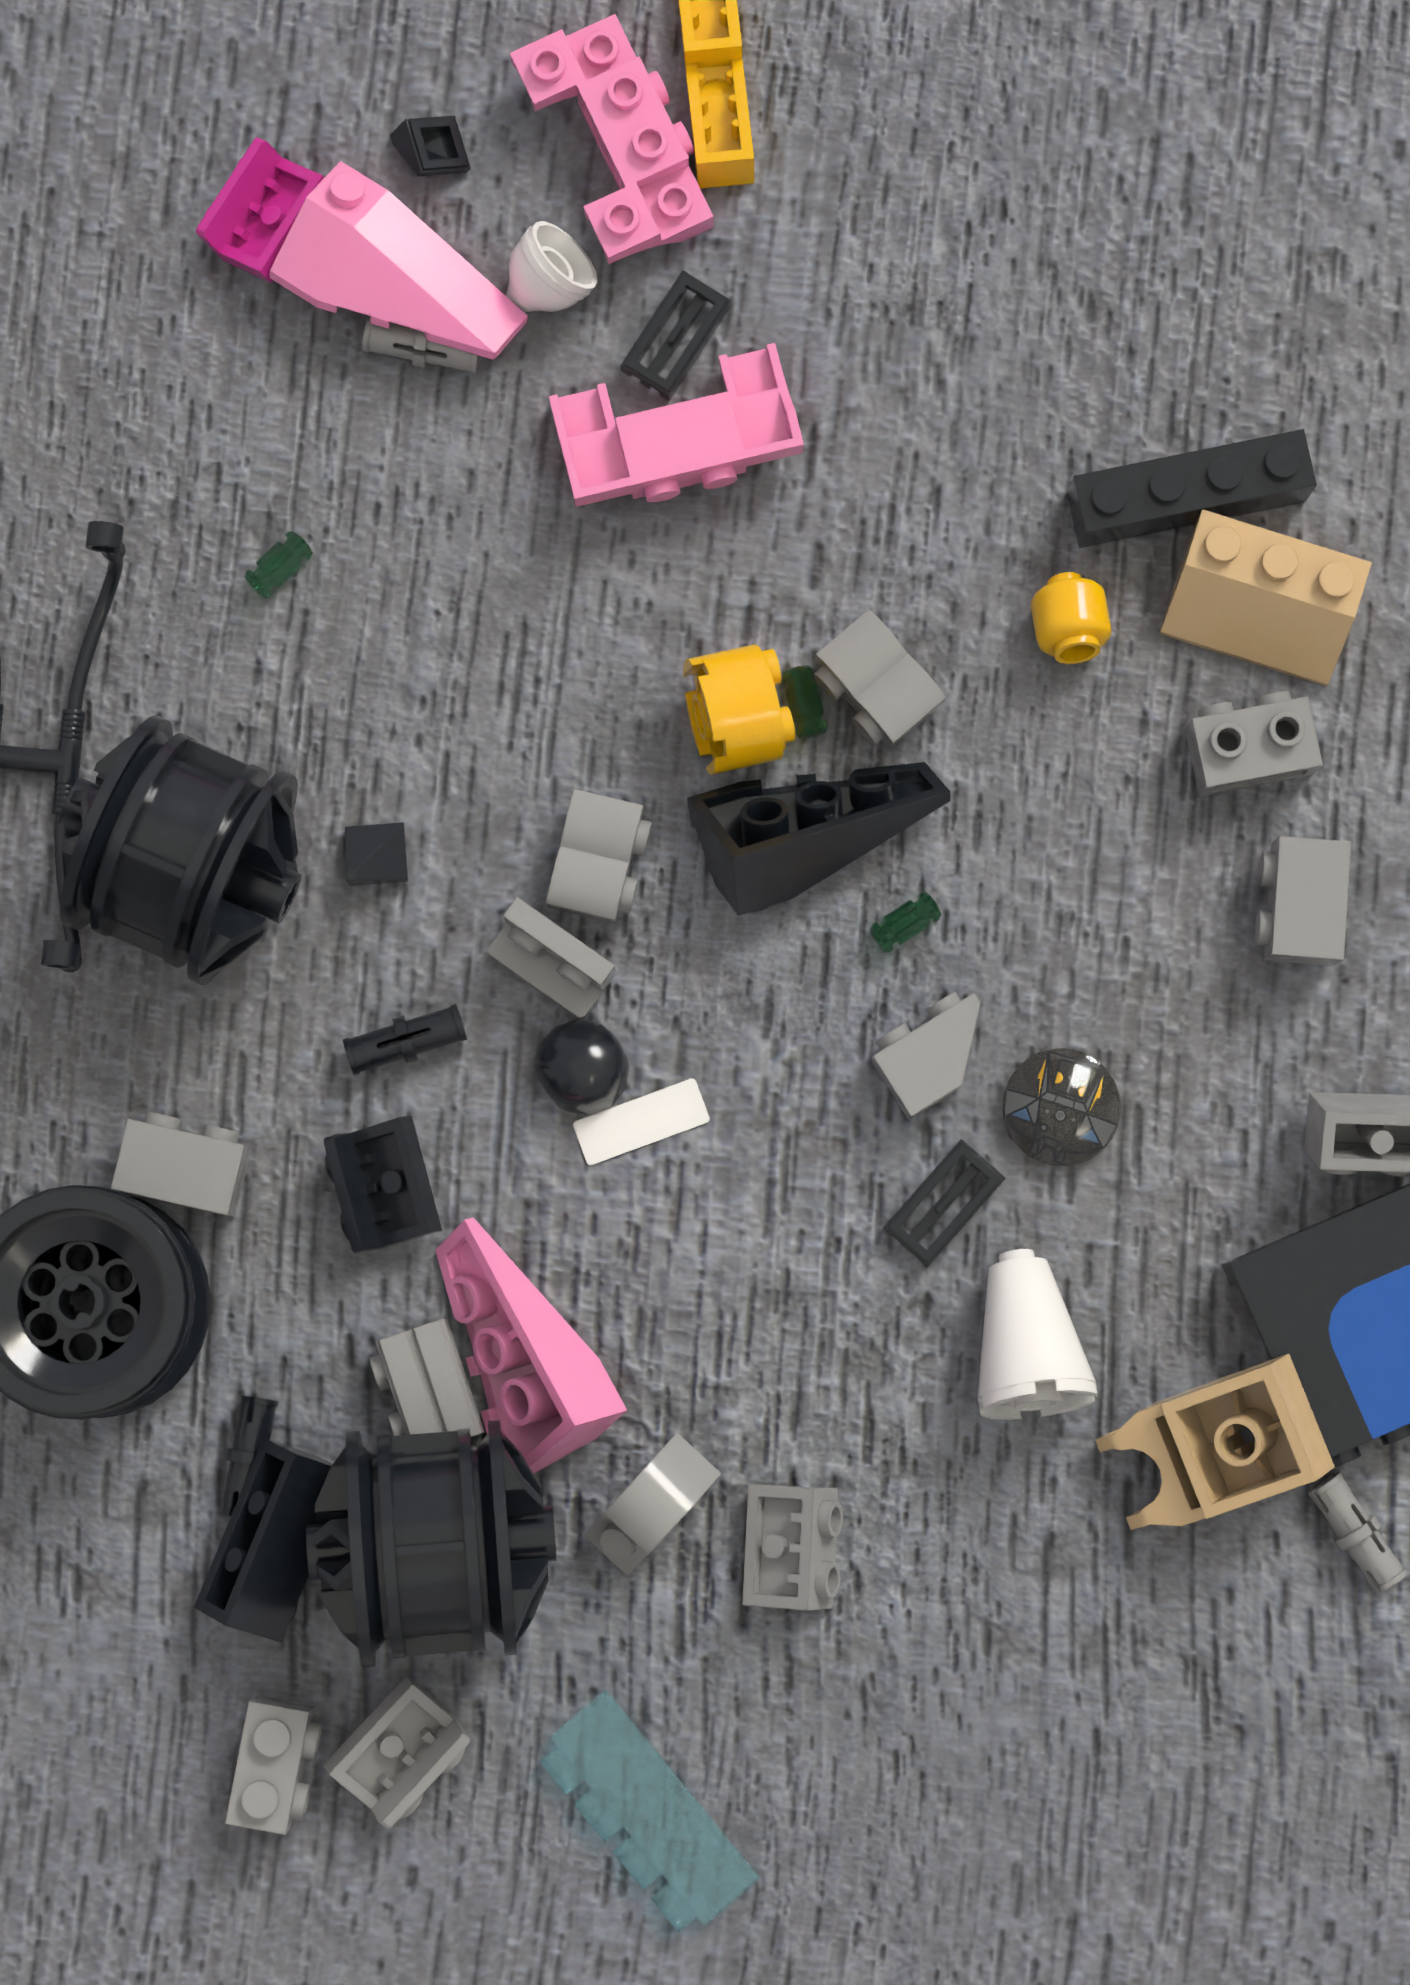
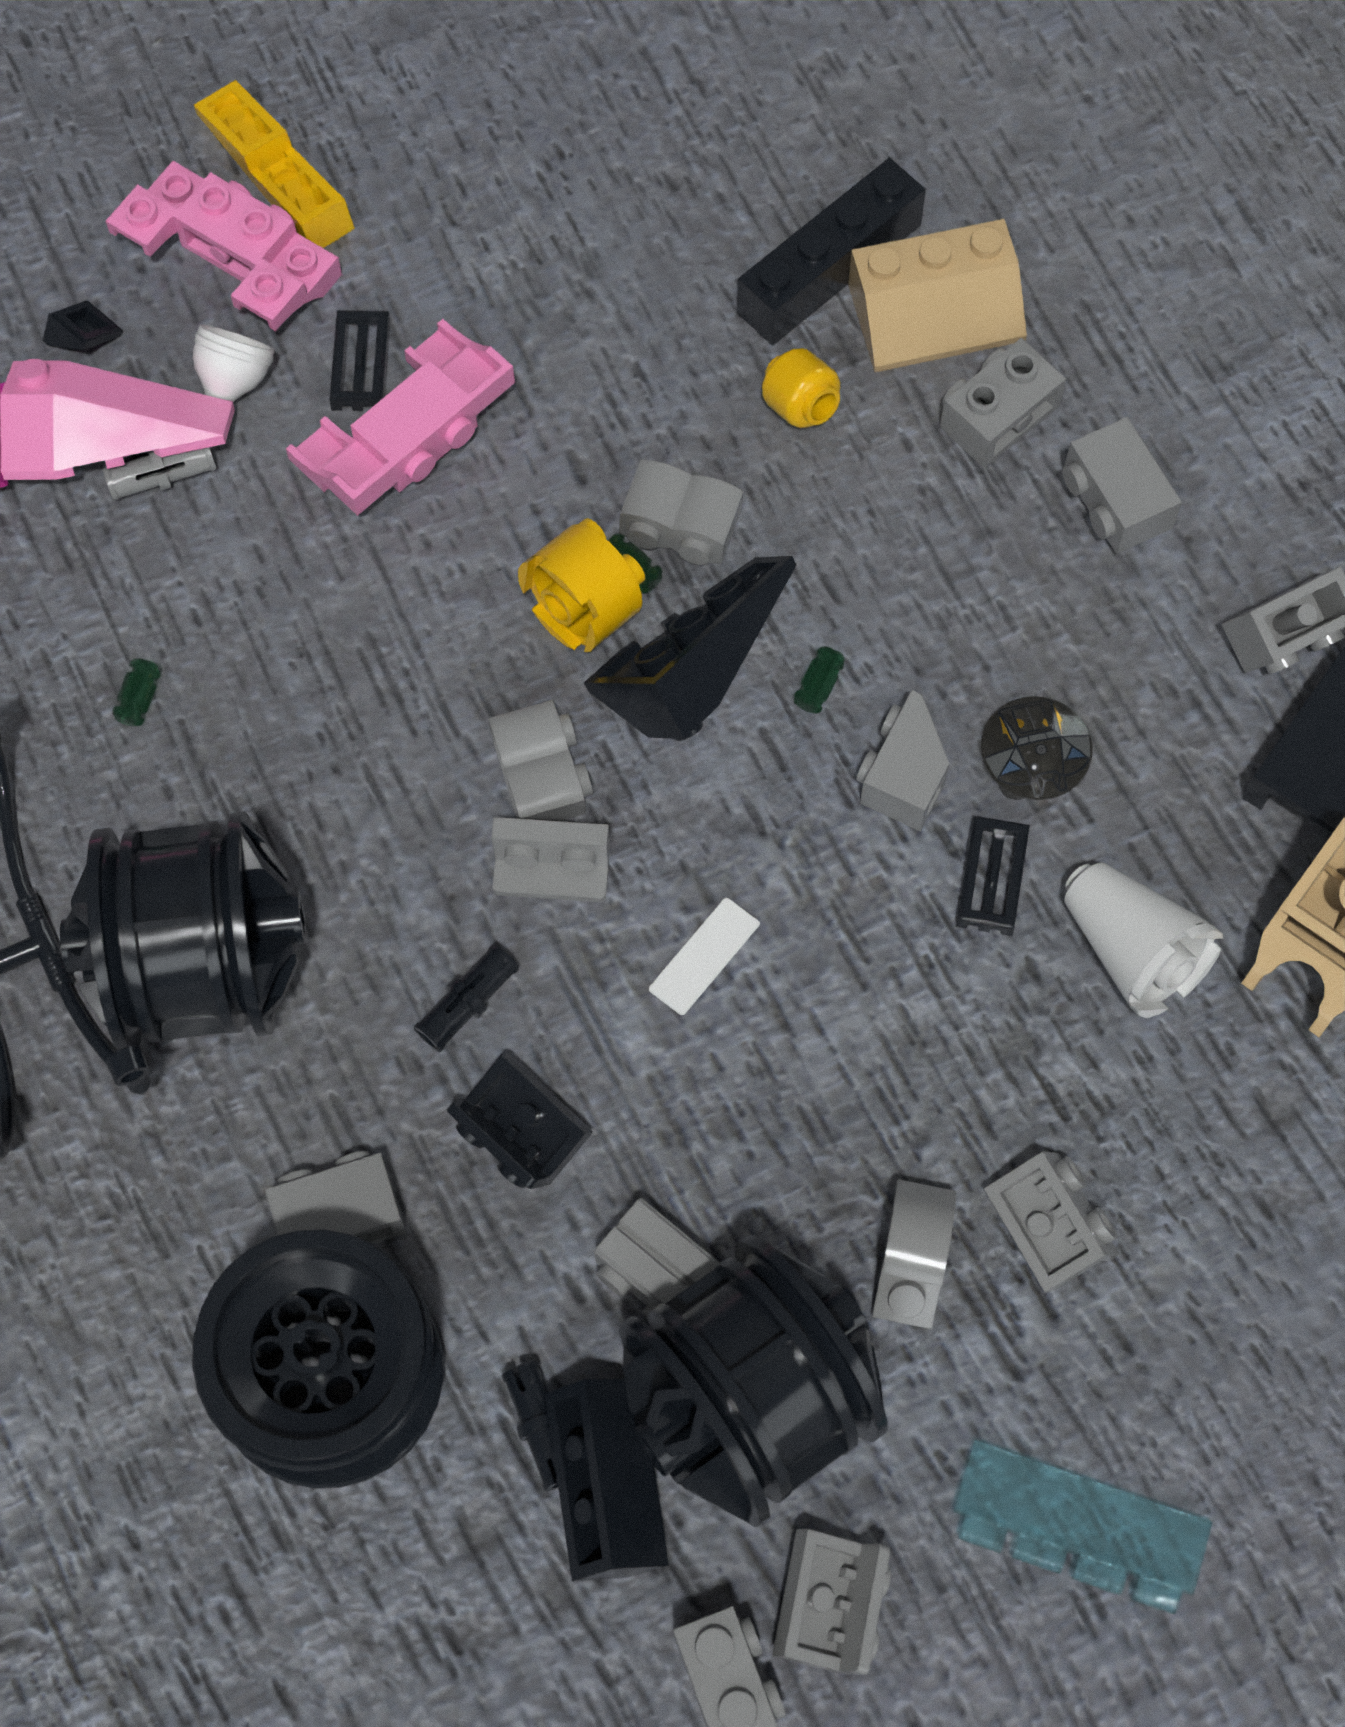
camera: 30 degrees left, 15 degrees down
(375, 854) = (352, 870): black slope -> none
(529, 1359) = (721, 1184): bright pink wedge -> none
(582, 1067) = (628, 937): black hair -> none

